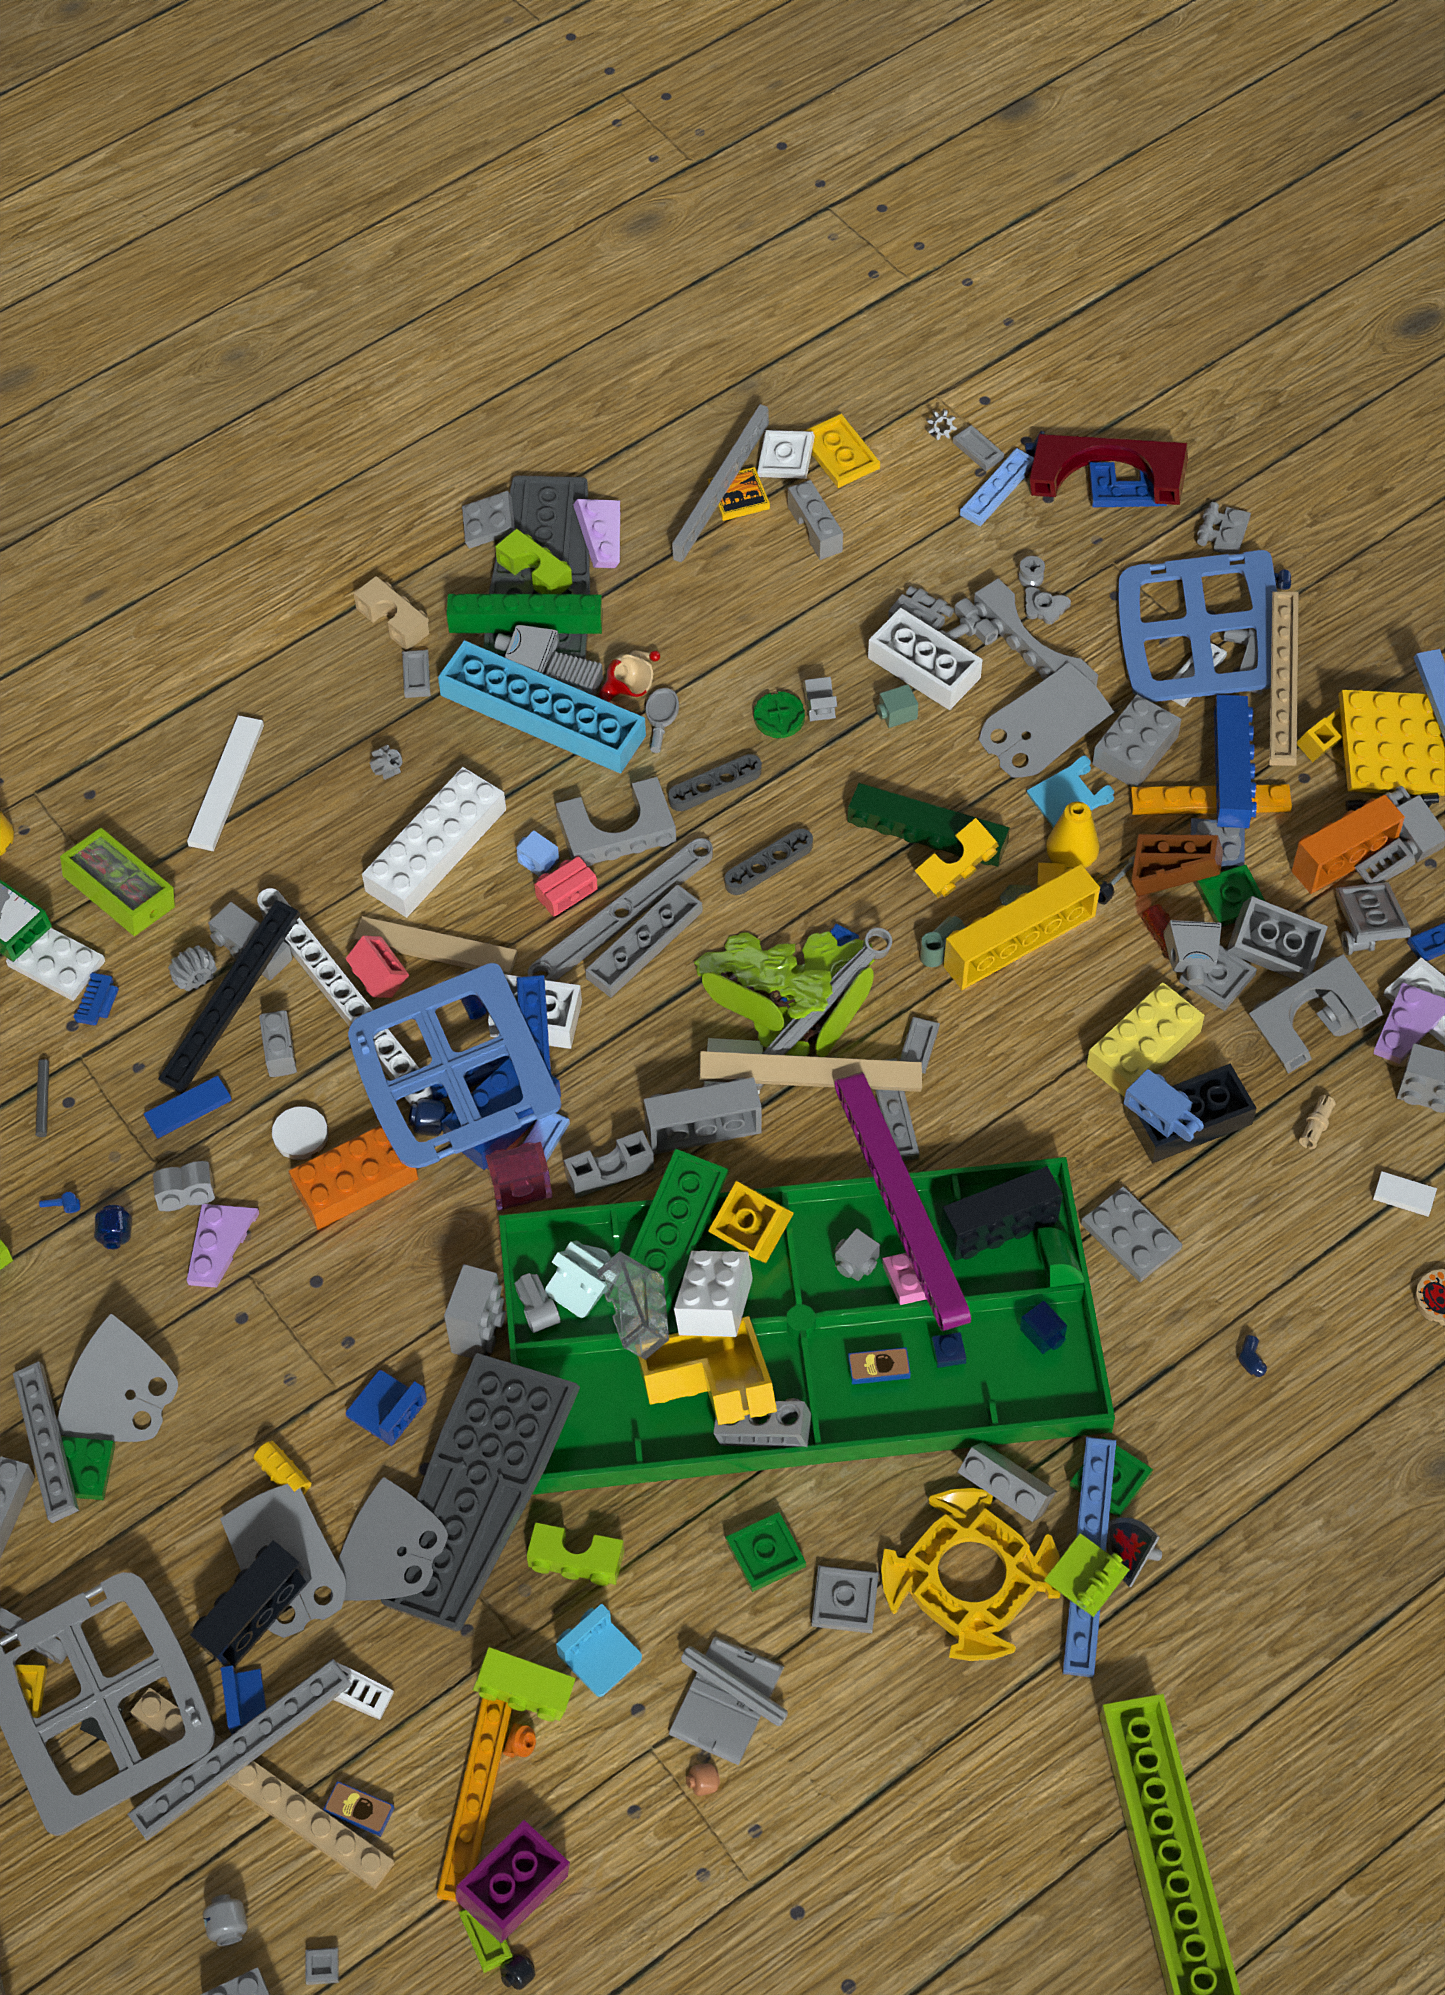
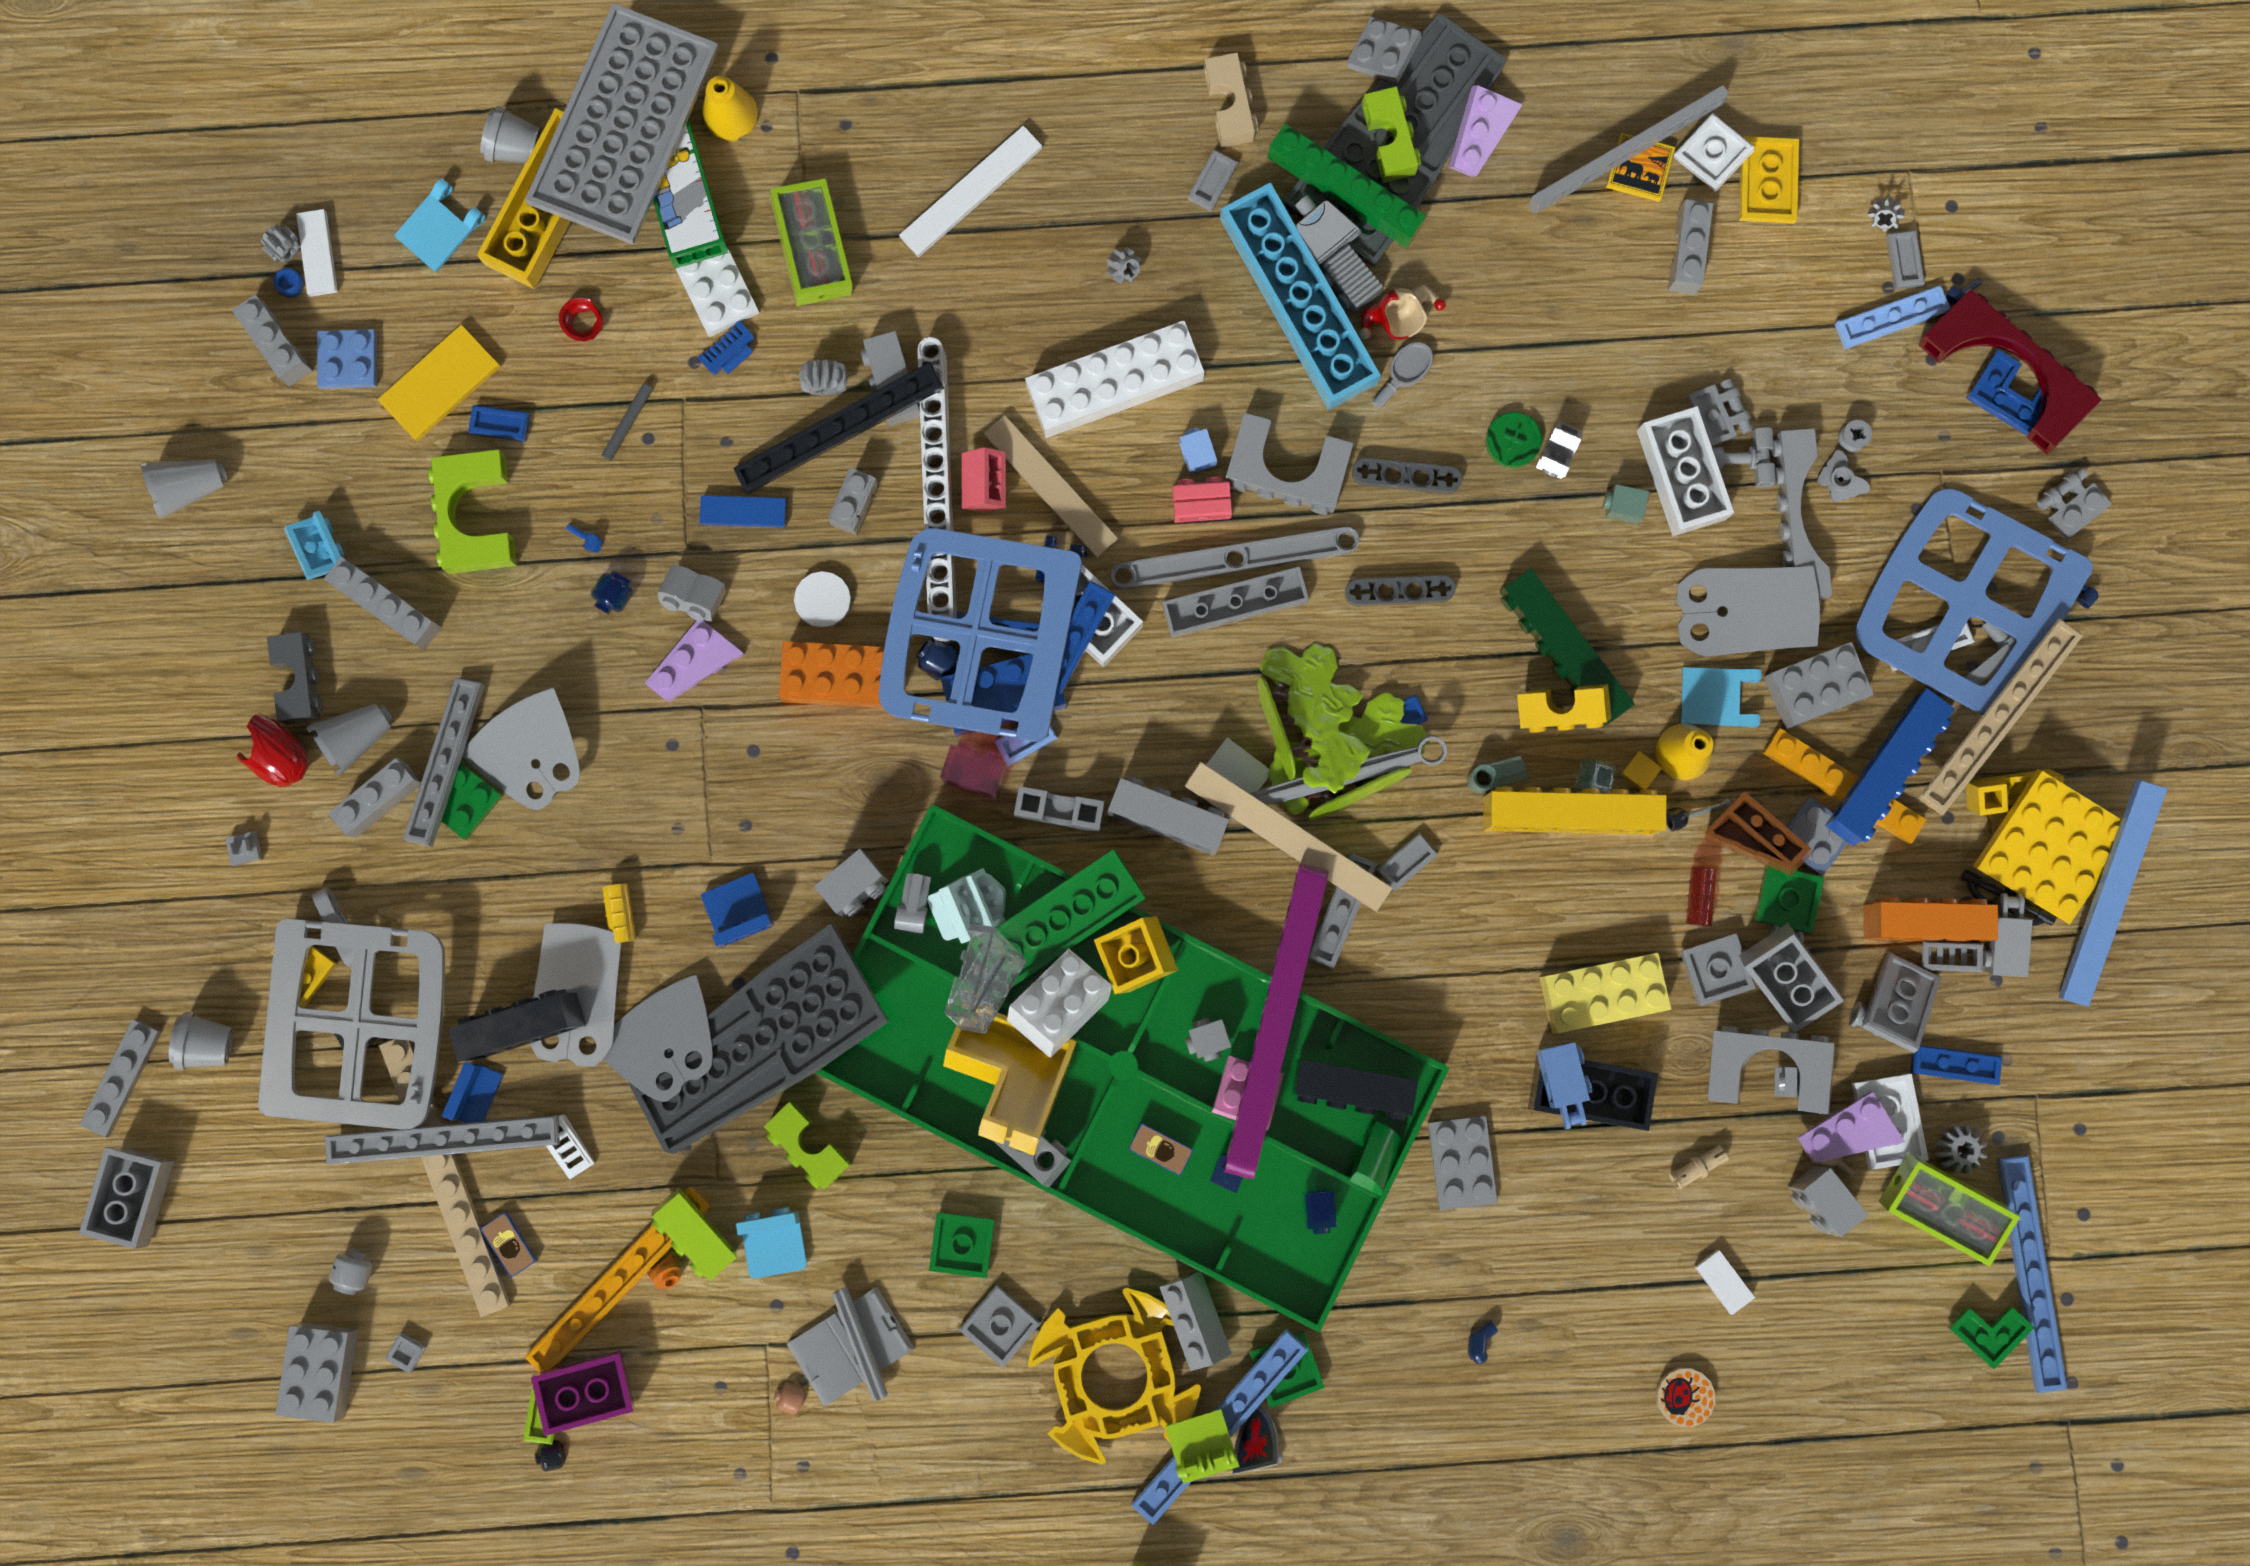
camera: 30 degrees right, 25 degrees up
(1193, 948) = (1709, 939): light grey torso -> none

